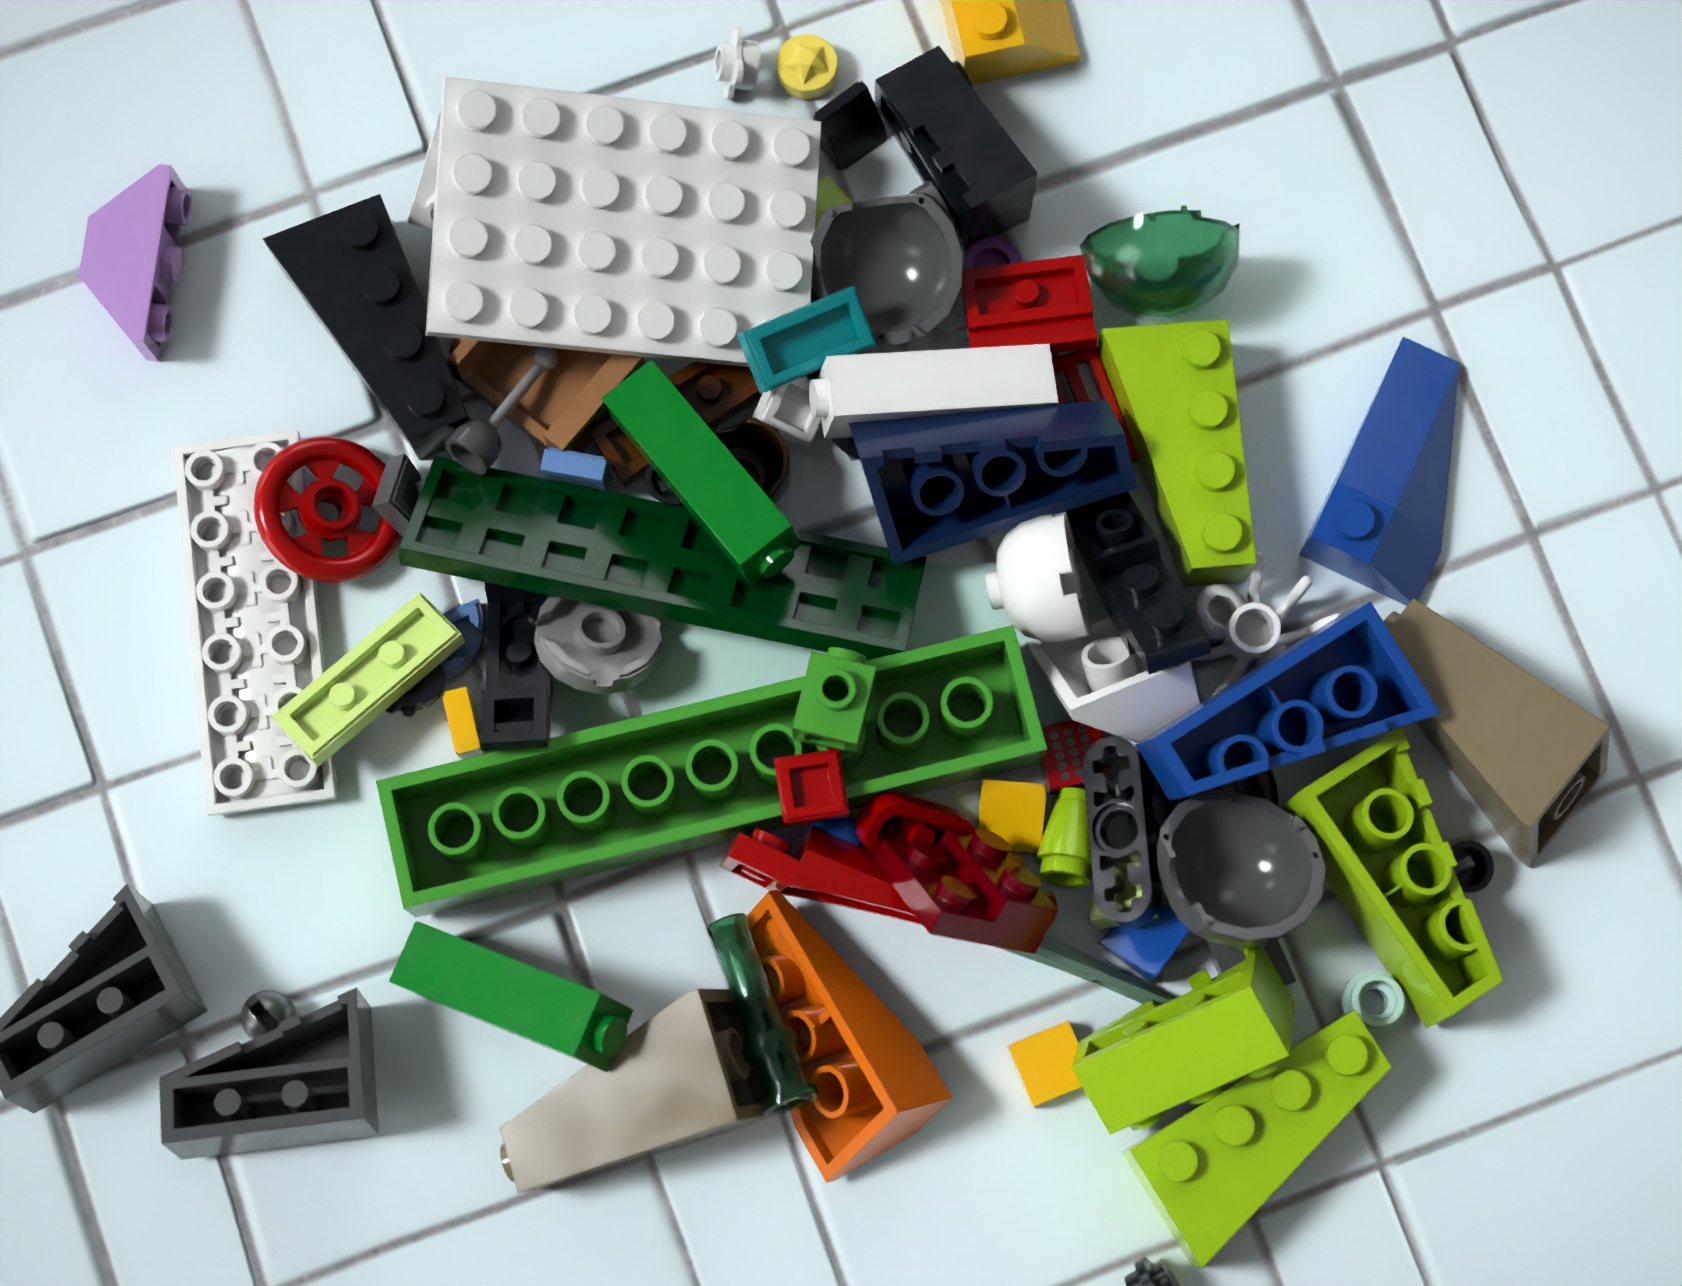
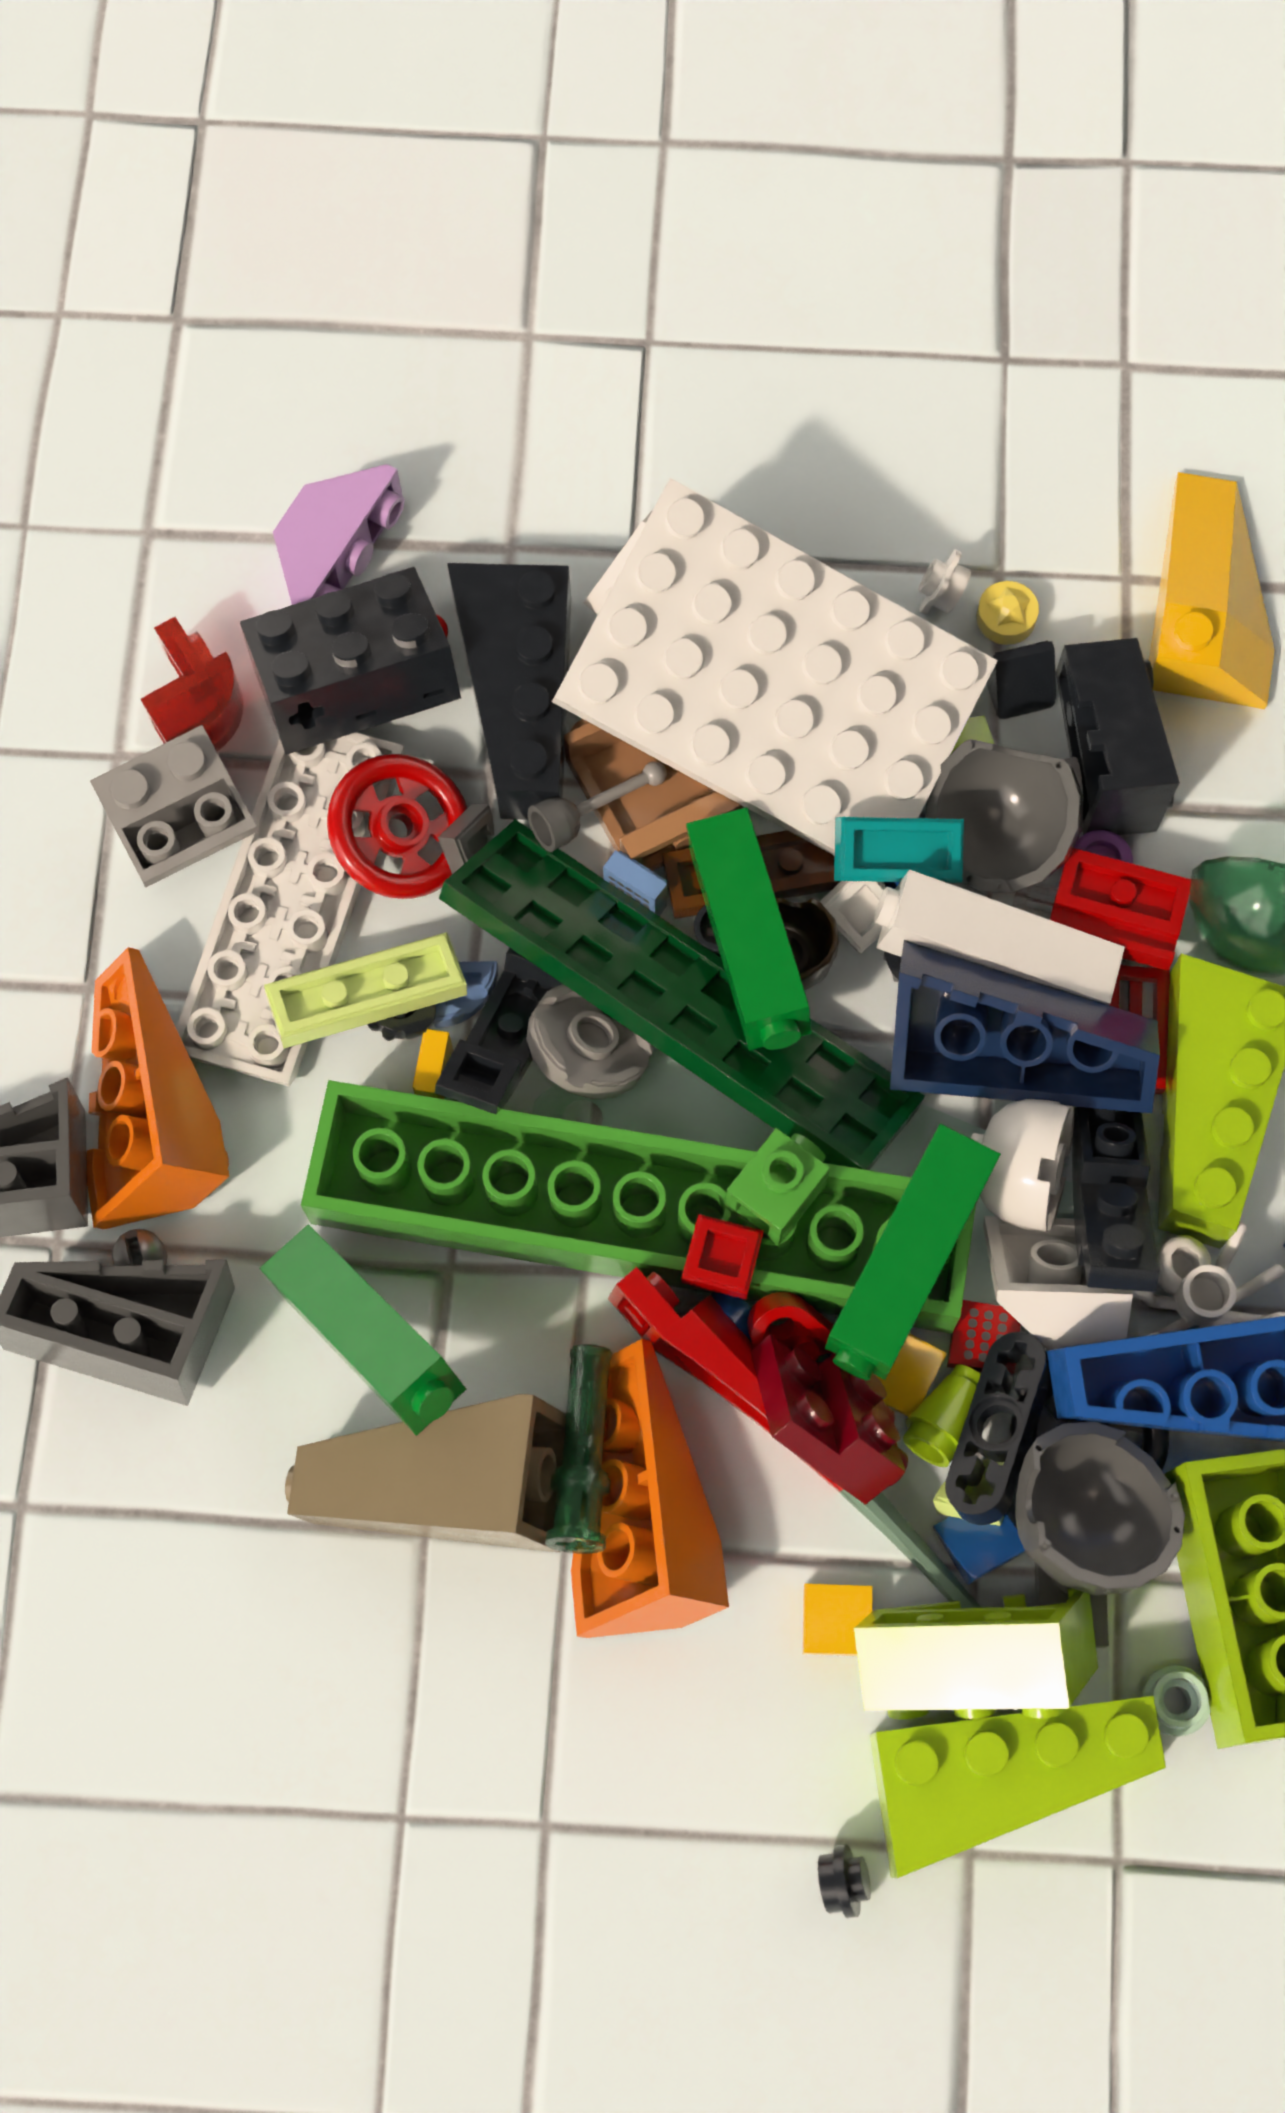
camera: 25 degrees right, 5 degrees down
(85, 475) = (203, 693): none -> clear red brick
(107, 582) = (174, 806): none -> light grey slope
(212, 369) = (351, 659): none -> black piece
(226, 886) = (156, 1123): none -> orange wedge
(981, 712) = (910, 1254): none -> green brick

